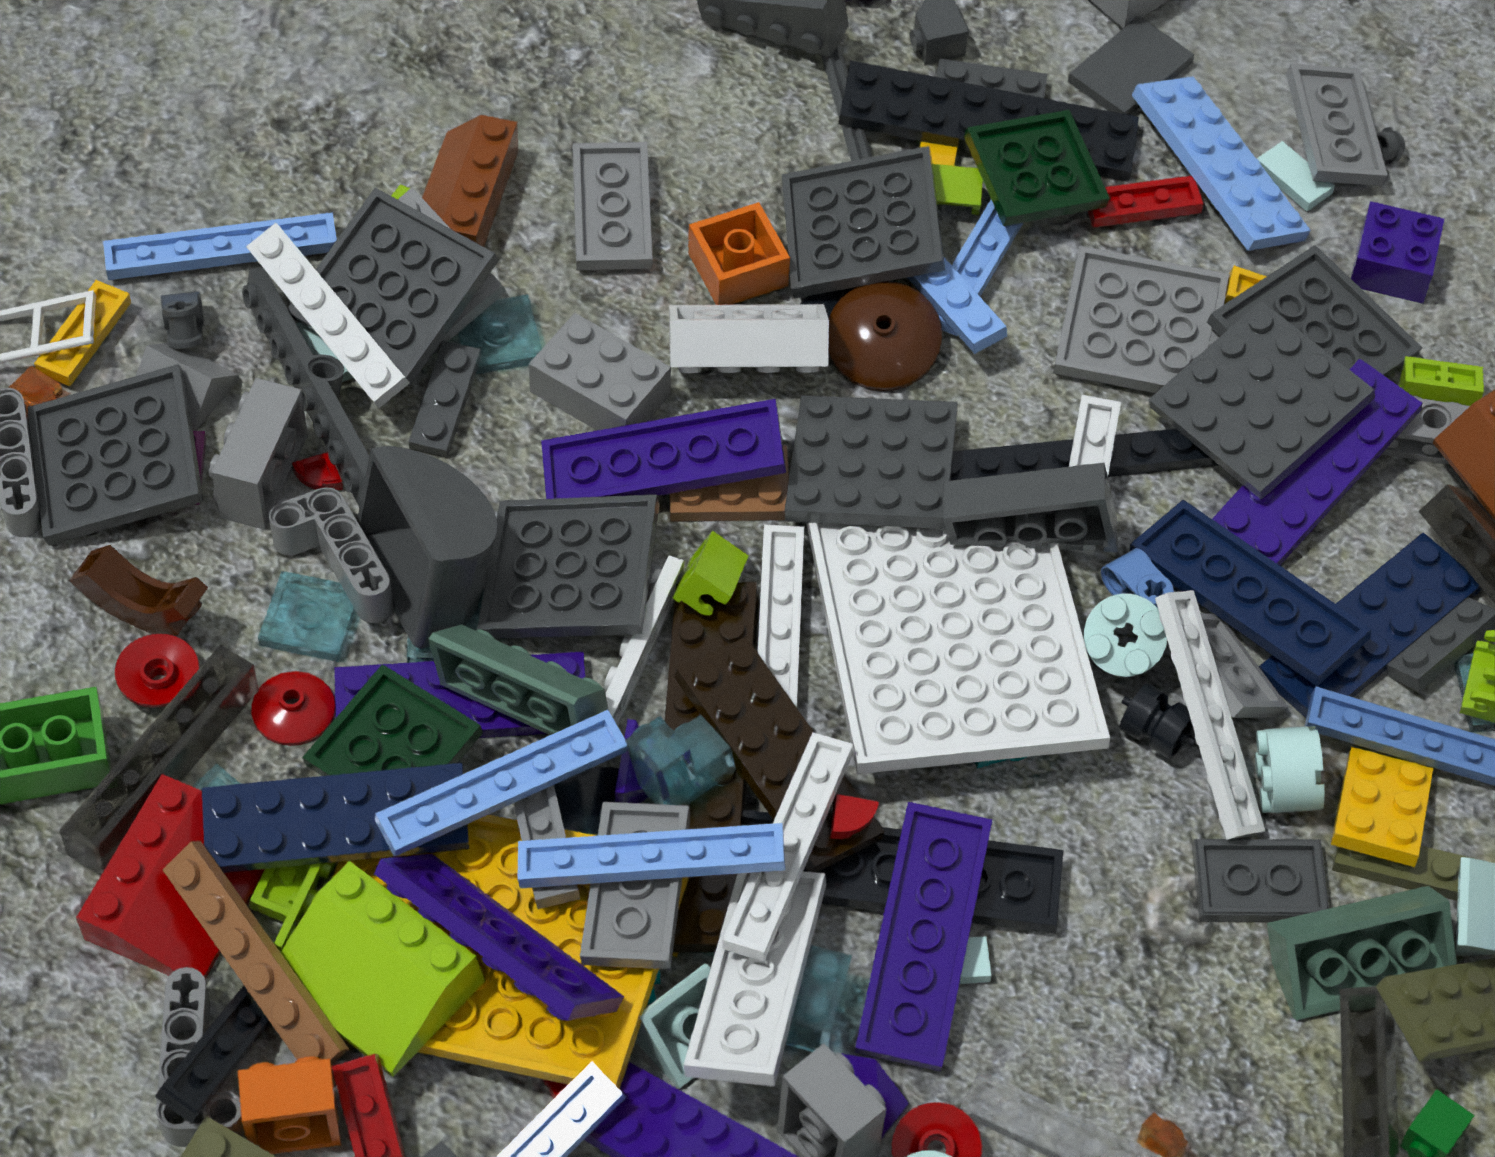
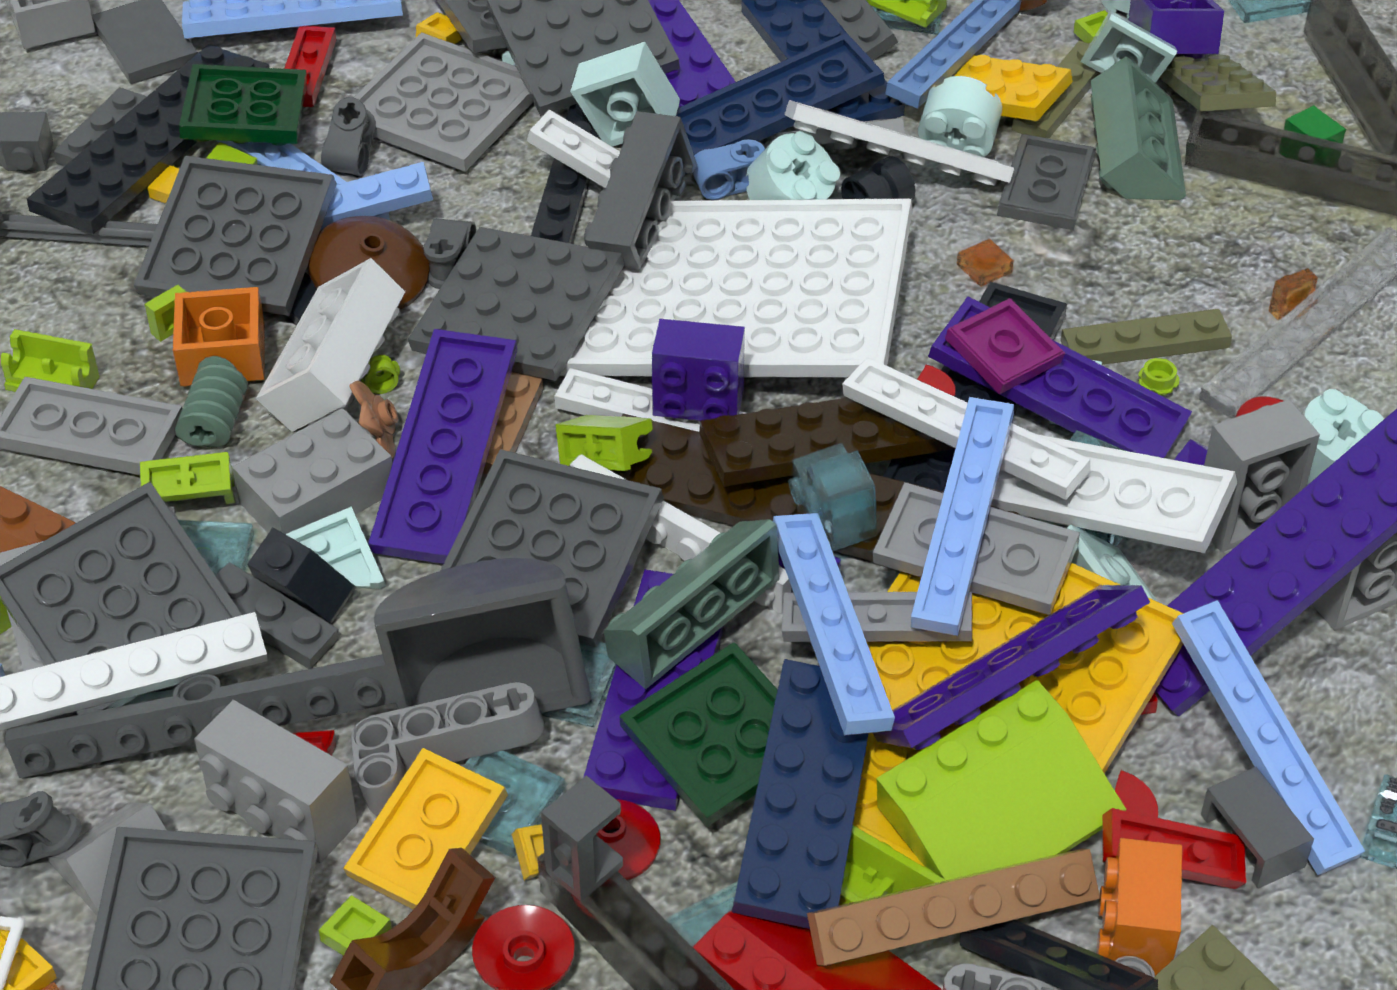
camera: 70 degrees left, 10 degrees down
(153, 554) = (352, 922): none -> lime plate
(213, 657) = (570, 840): none -> dark grey panel
(253, 570) = (426, 815): none -> yellow plate
(265, 654) = (528, 846): none -> yellow tile
(437, 1095) = (1136, 795): none -> red tile
(480, 401) = (300, 575): none -> black slope
(522, 418) = (343, 546): none -> light aqua wing
(562, 289) = (190, 477): none -> lime hinge
(661, 279) = (212, 404): none -> sand green piece
(667, 156) = (49, 360): none -> lime hinge
(679, 394) = (376, 415): none -> nougat plate
(750, 387) = (382, 381): none -> lime plate
(772, 207) = (161, 313): none -> lime plate
(798, 616) = (697, 370): none -> dark purple brick
(930, 383) = (445, 246): none -> dark grey piece
(934, 866) = (1004, 345): none -> magenta tile
(990, 1022) = (1159, 376): none -> lime plate
(1039, 264) = (349, 144): none -> dark grey piece
(1050, 1015) = (1150, 337): none -> olive plate
(1105, 845) = (985, 262): none -> clear orange plate
(1181, 461) = (618, 86): none -> light aqua brick

